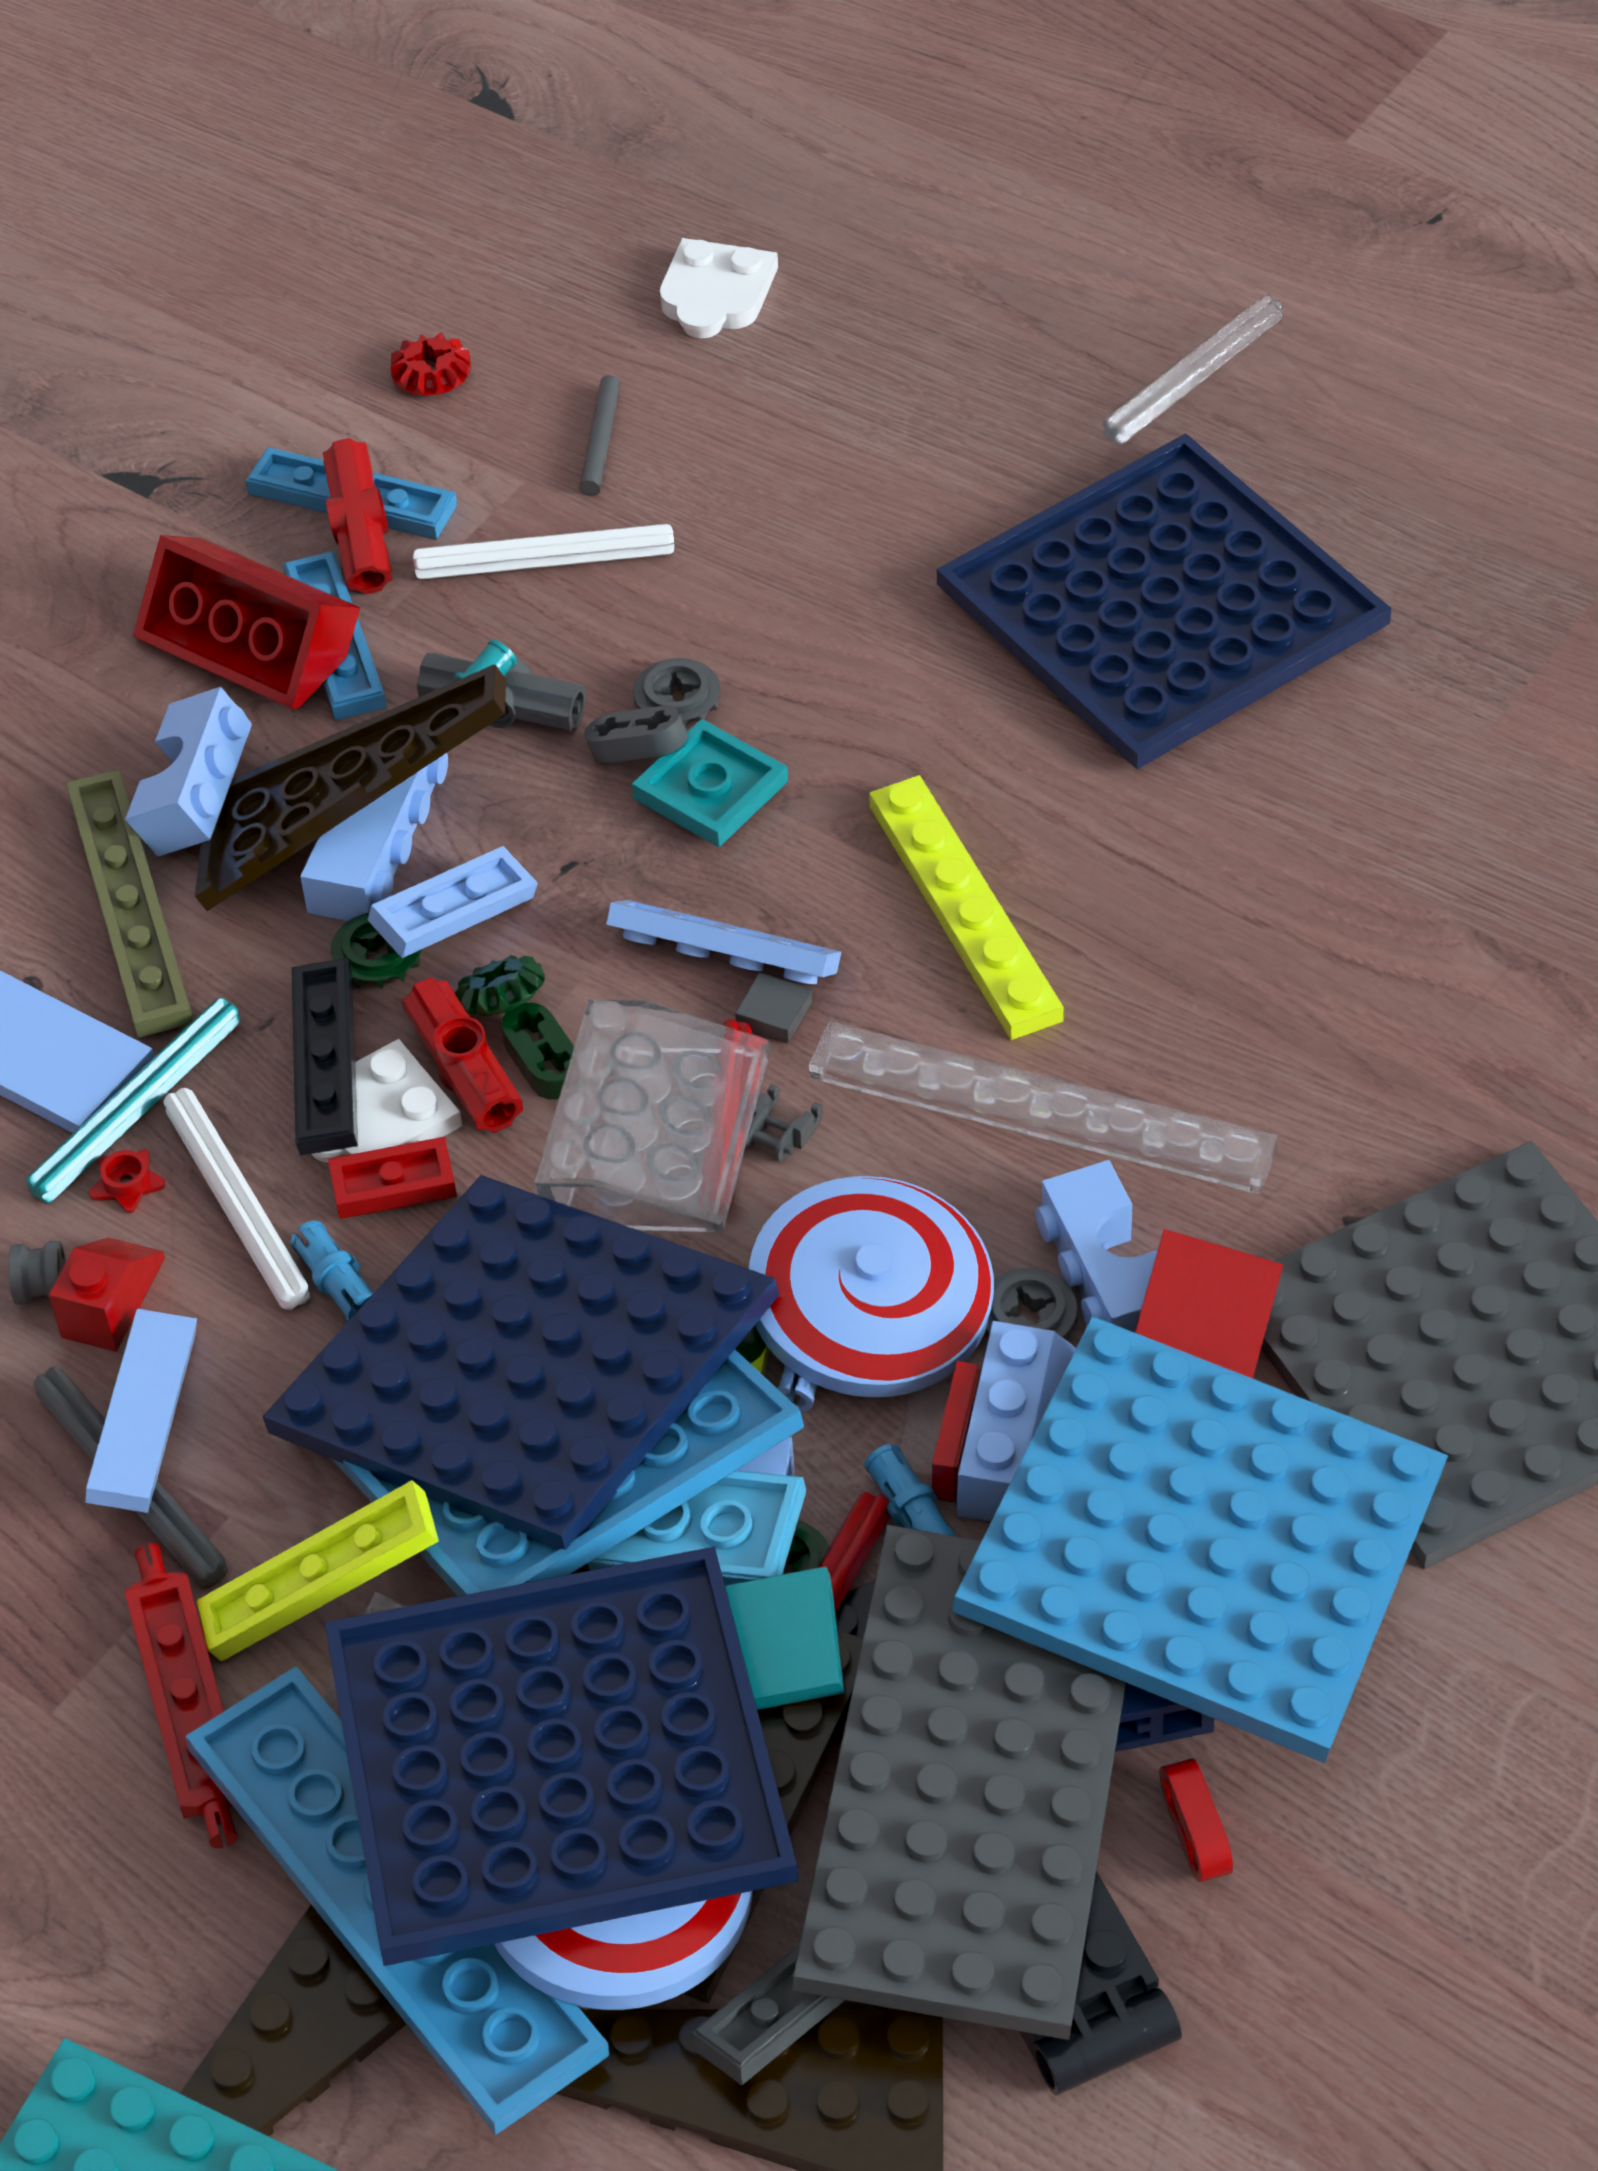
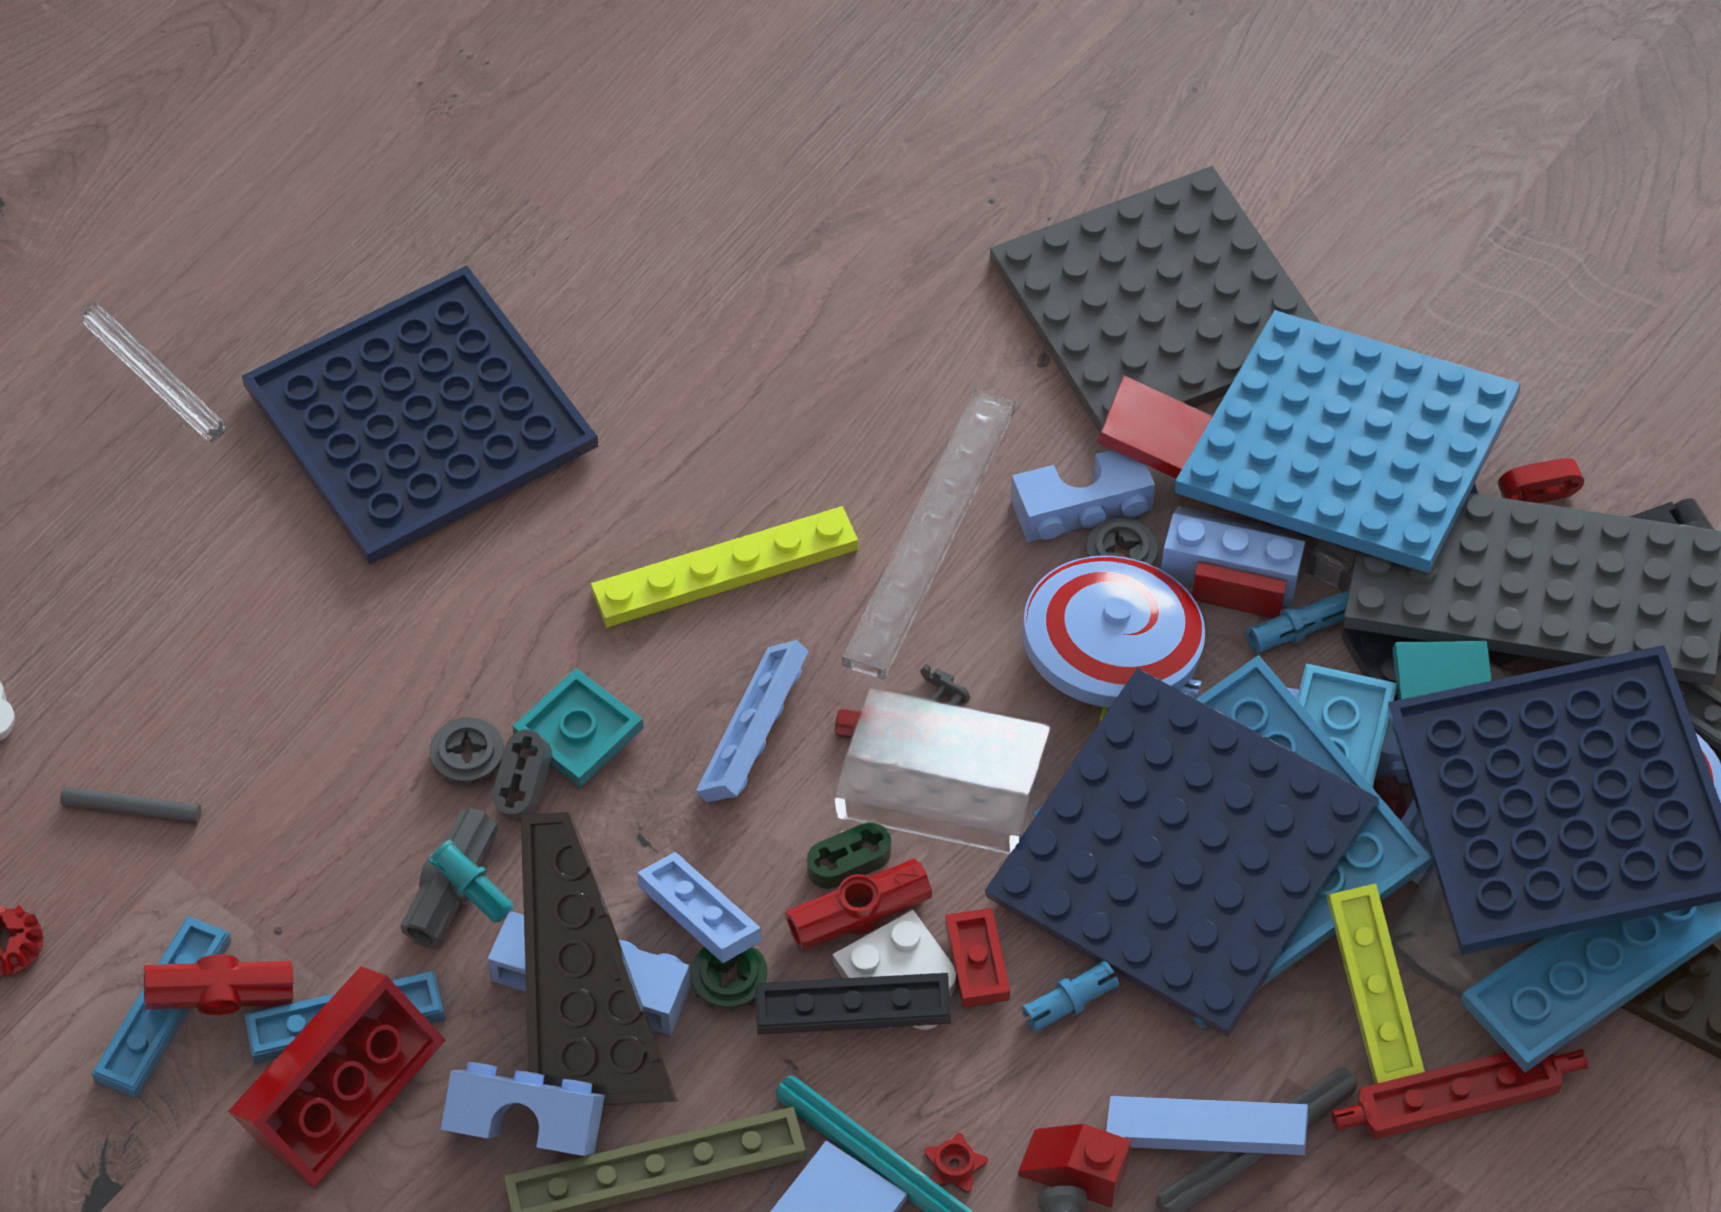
camera: 90 degrees left, 5 degrees up
(237, 1199) = (983, 1075): white axle -> none
(500, 986) = (802, 862): dark green gear -> none
(543, 551) = (275, 850): white axle -> none
(774, 1007) = (818, 695): dark grey tile -> none
(854, 1543) = (1300, 652): red axle -> none

